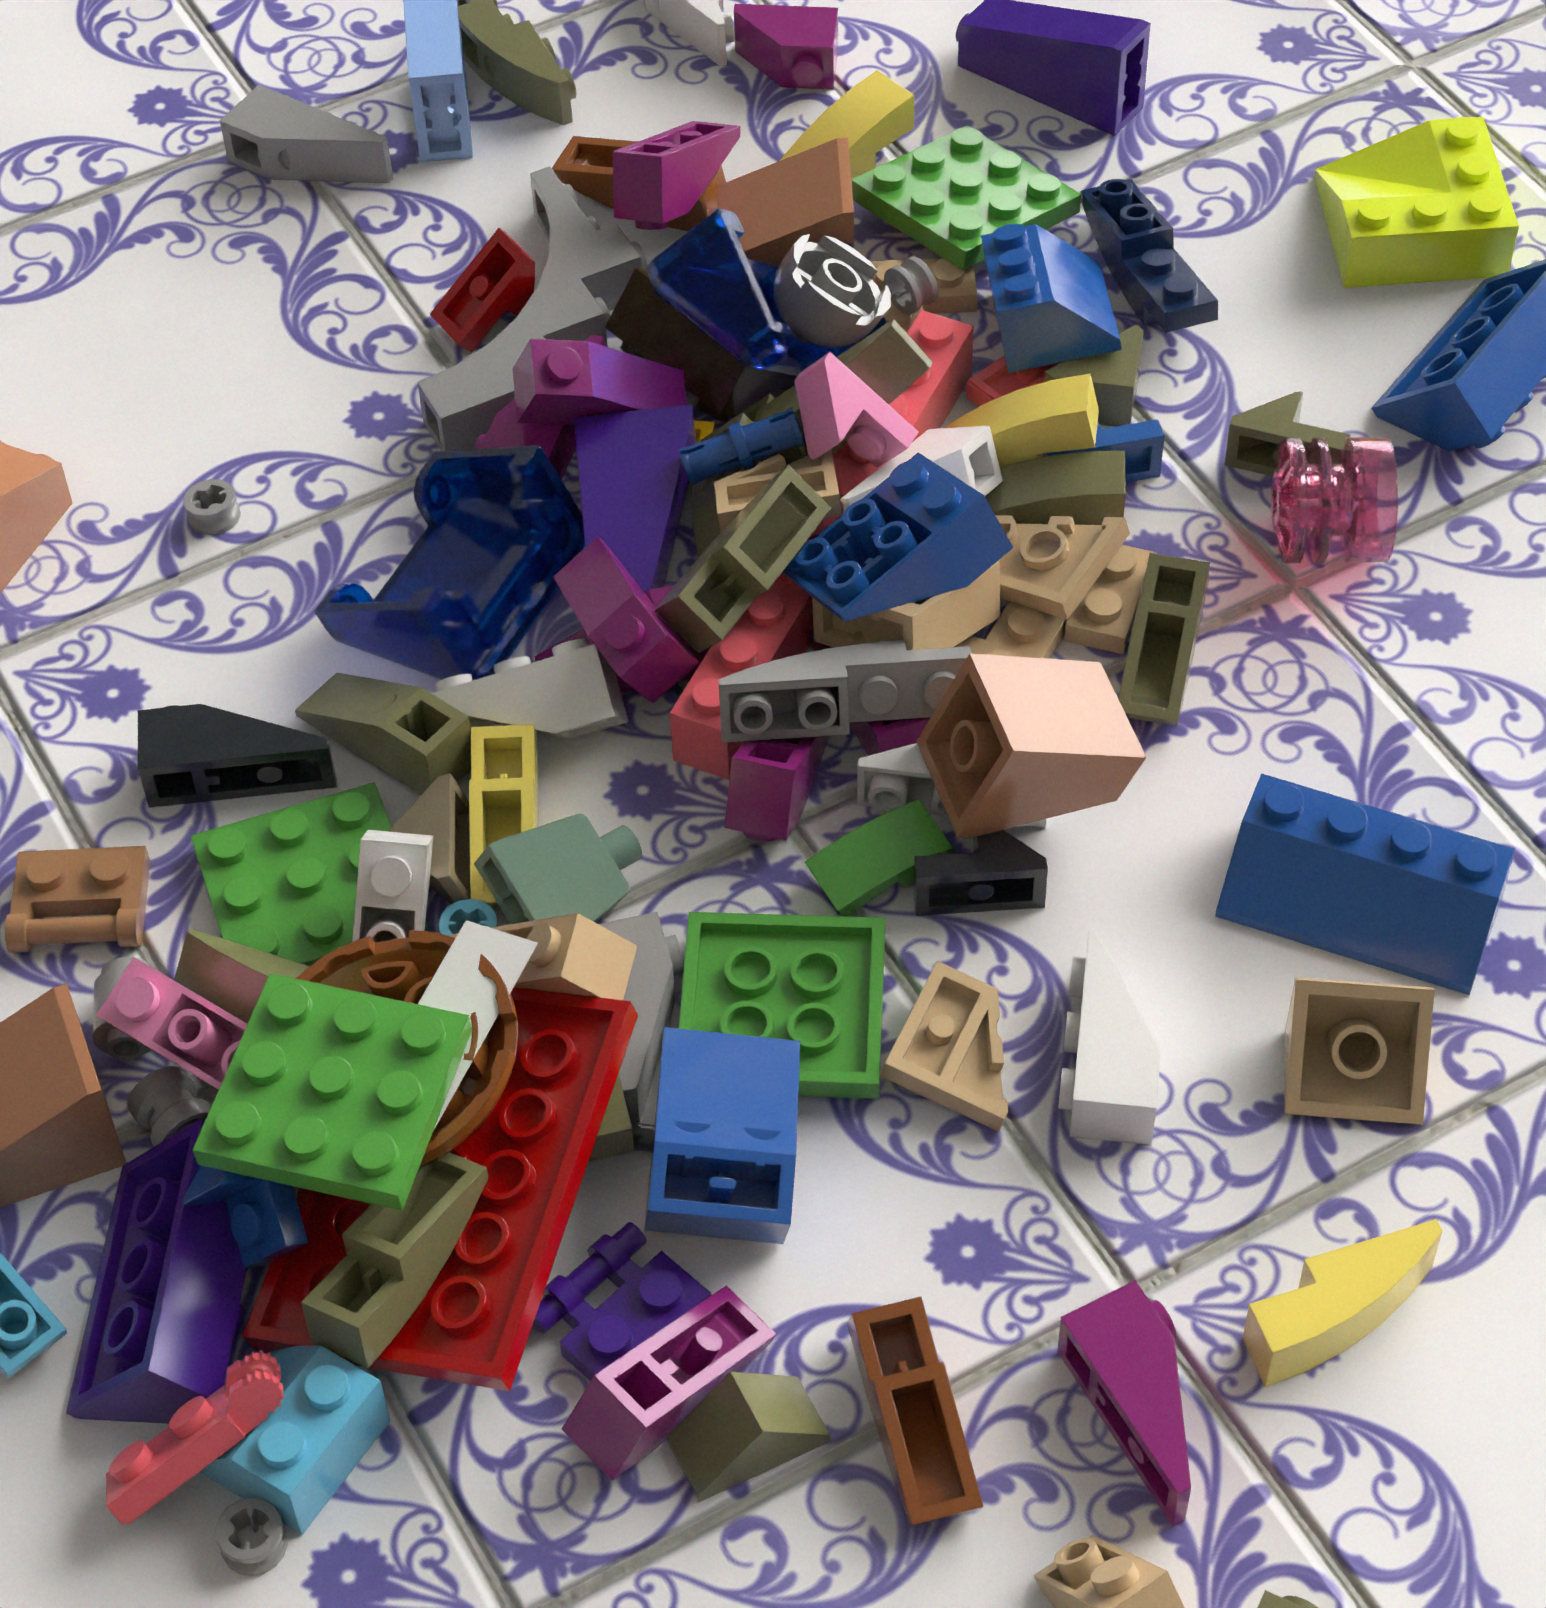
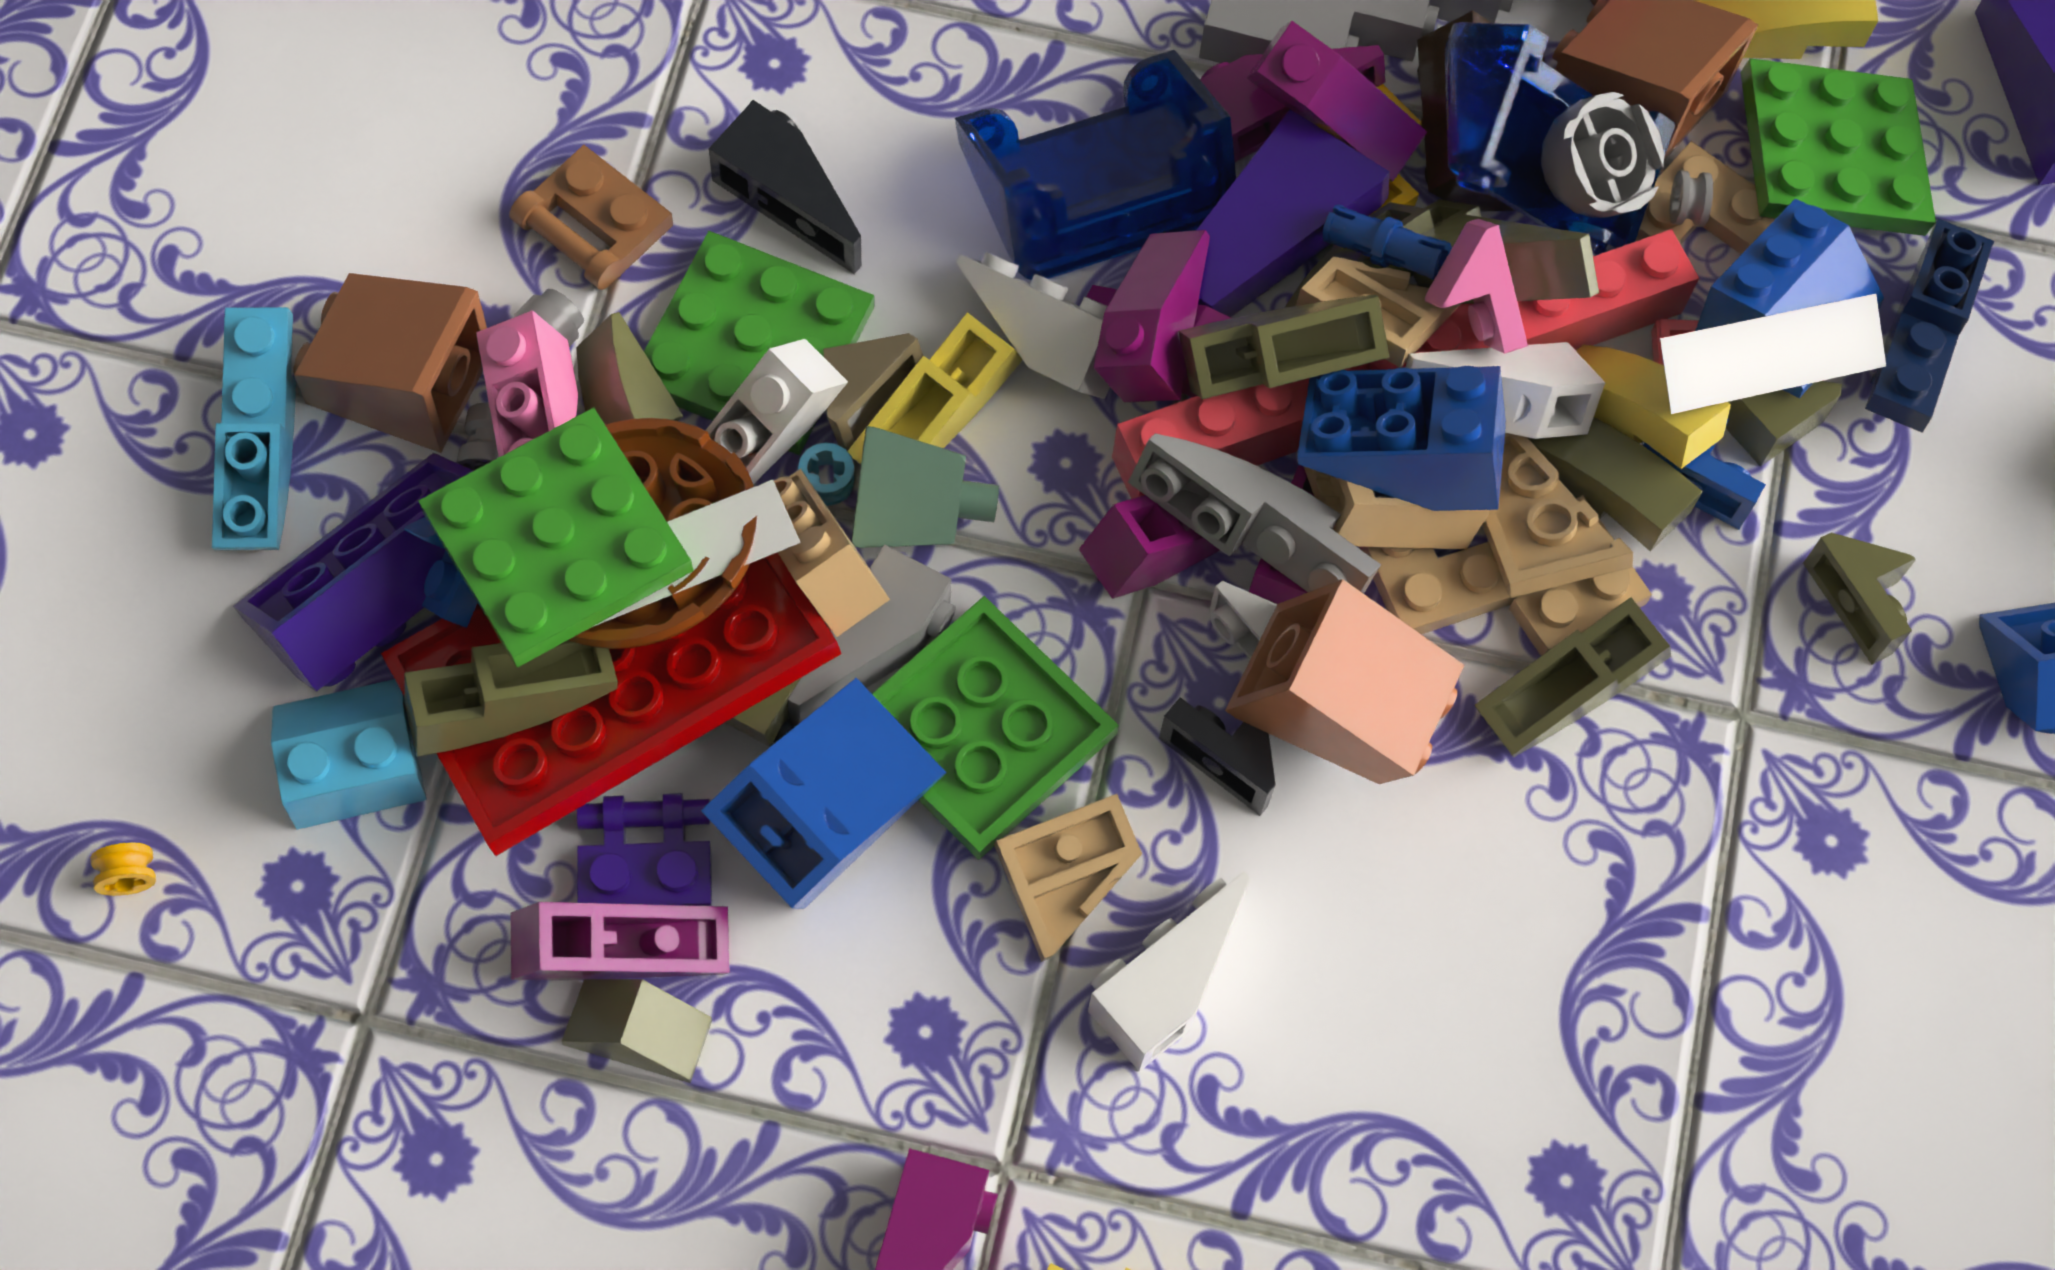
camera: 35 degrees right, 15 degrees up
(194, 1438) = (271, 703): coral hinge -> none
(254, 1513) = (244, 791): light grey bush -> none
(392, 727) = (921, 261): olive slope -> none
(876, 856) = (1168, 668): bright green slope -> none
(914, 1411) = (754, 1118): dark orange slope -> none
(1081, 324) = (1772, 353): none -> white sticker
(1341, 499) = (1831, 676): clear pink wheel -> none
(1357, 1050) = (1350, 1145): tan slope -> none
(1365, 883) = (1508, 1017): blue slope -> none

